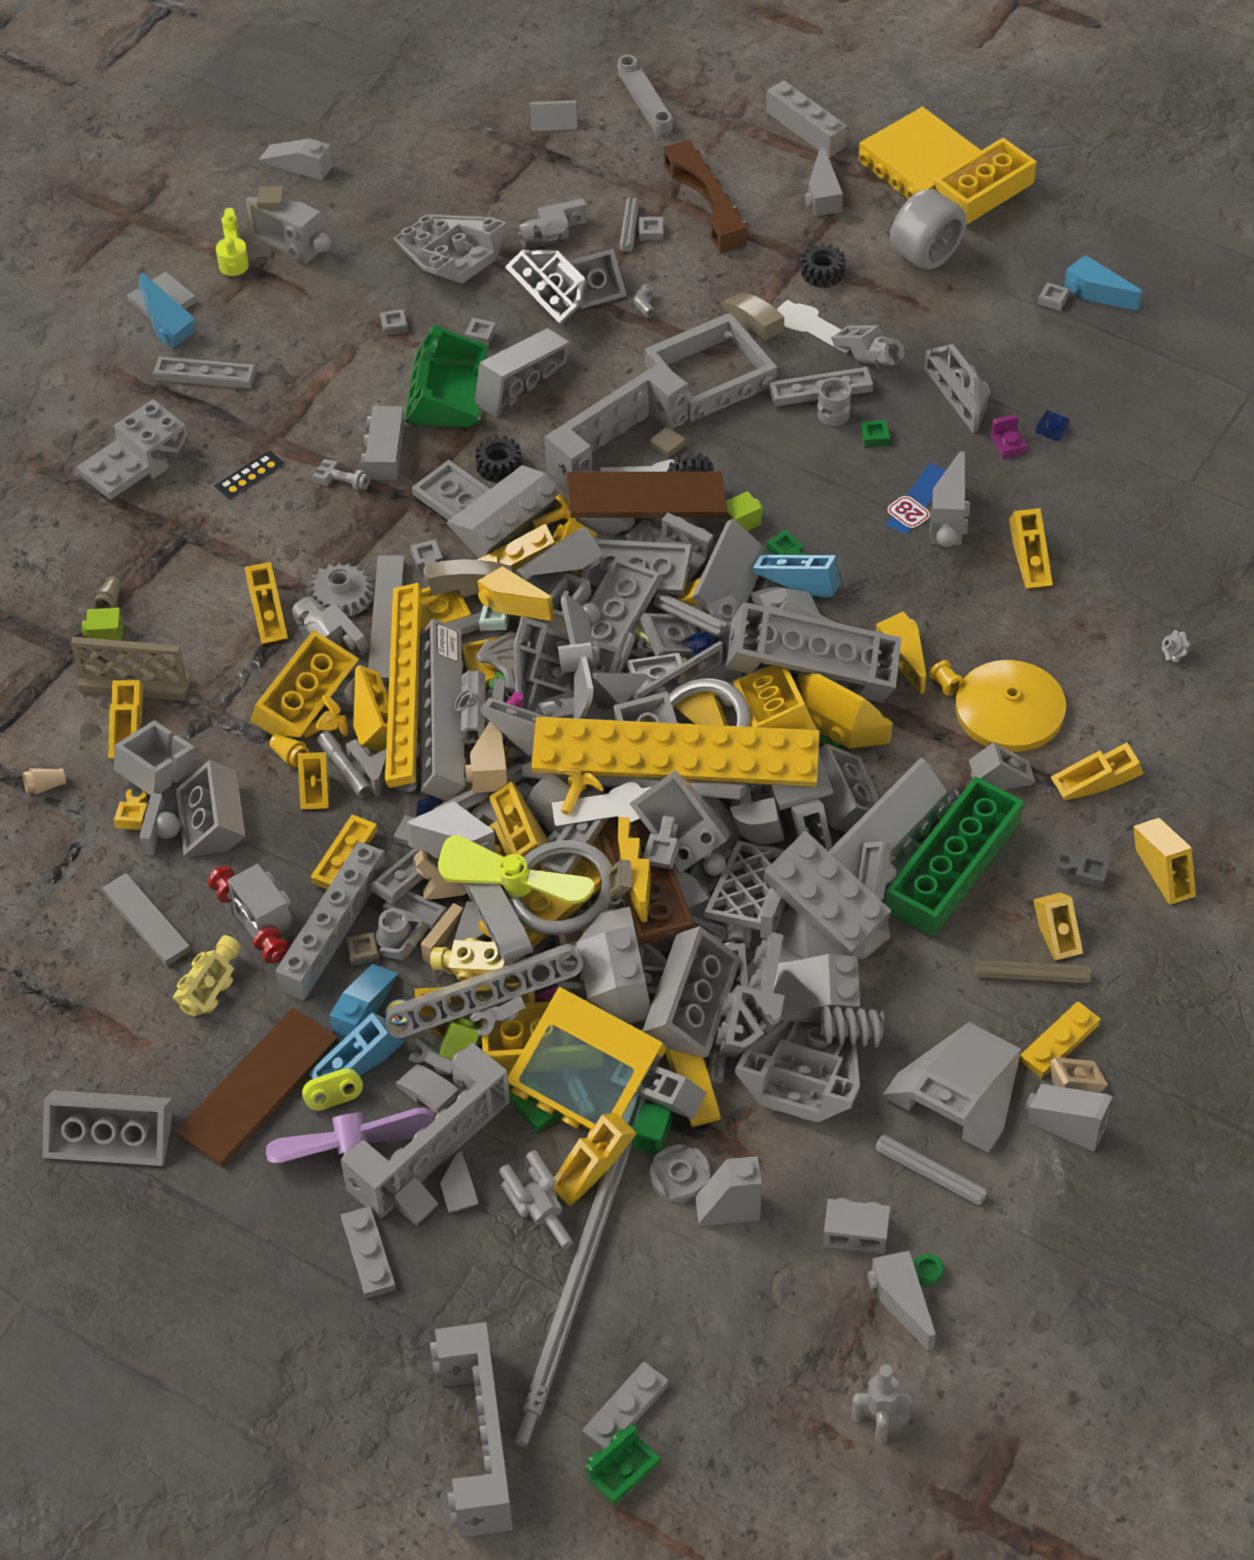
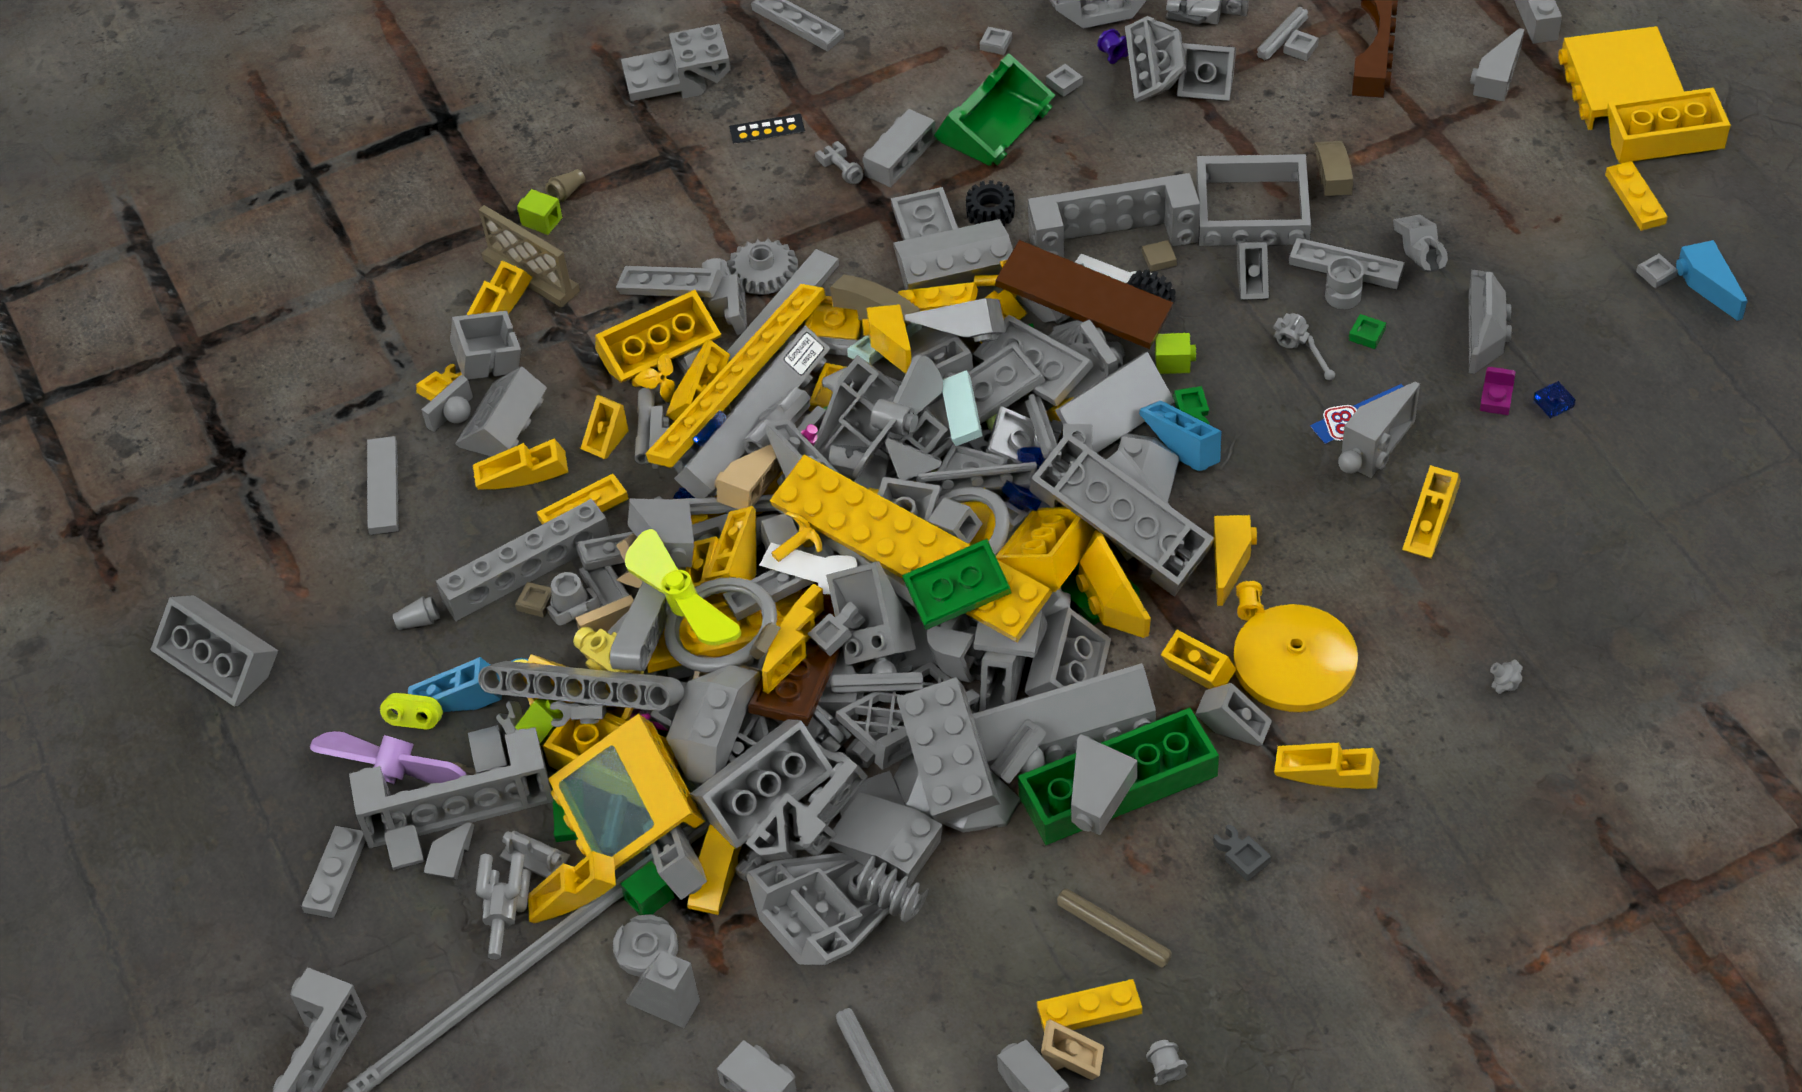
camera: 35 degrees right, 0 degrees up
(41, 780) = (390, 322): tan cone -> none
(198, 993) = (378, 564): light yellow brick -> none
(256, 1087) = (357, 677): reddish brown tile -> none
(258, 907) = (467, 519): light grey brick -> none
(265, 843) = (521, 466): none -> yellow slope
(266, 603) = (689, 238): yellow slope -> none
(270, 1009) = (417, 614): none -> light grey cone
(275, 635) = (668, 281): none -> light grey plate
(287, 749) = (608, 387): yellow cone -> none
(361, 999) = (498, 641): dark azure slope -> none
(423, 733) = (709, 428): none -> clear blue tile
(425, 554) = (859, 265): light grey plate -> none
(500, 286) = (1113, 45): none -> dark purple brick
(515, 1150) = (538, 856): none -> light grey hinge
(518, 369) = (1069, 127): light grey wedge -> none
(618, 628) = (961, 408): none -> light aqua tile
(643, 299) = (1239, 110): light grey arm -> none
(699, 710) = (956, 519): none -> light grey brick
(717, 873) = (877, 682): none -> light grey axle
(721, 674) = (1021, 496): none -> clear blue plate
(744, 761) = (956, 584): none -> green tile
(753, 421) = (1253, 270): none -> light grey slope
(805, 318) = (1386, 191): white sticker -> none
(821, 456) = (1291, 330): none -> light grey gear
(826, 256) = (1440, 135): black tyre -> none
(836, 460) = (1329, 374): none -> light grey hinge
(928, 229) = (1562, 149): light grey wheel -> none
(948, 740) = (1197, 661): none -> yellow brick
(956, 863) = (1099, 783): none -> light grey slope
(965, 1080) = (961, 1001): light grey wedge -> none
(997, 245) = (1636, 195): none -> yellow plate
(1058, 925) = (1170, 895): yellow slope -> none
(1149, 1048) = (1166, 1062): none -> light grey brick
(1166, 859) = (1326, 885): yellow slope -> none

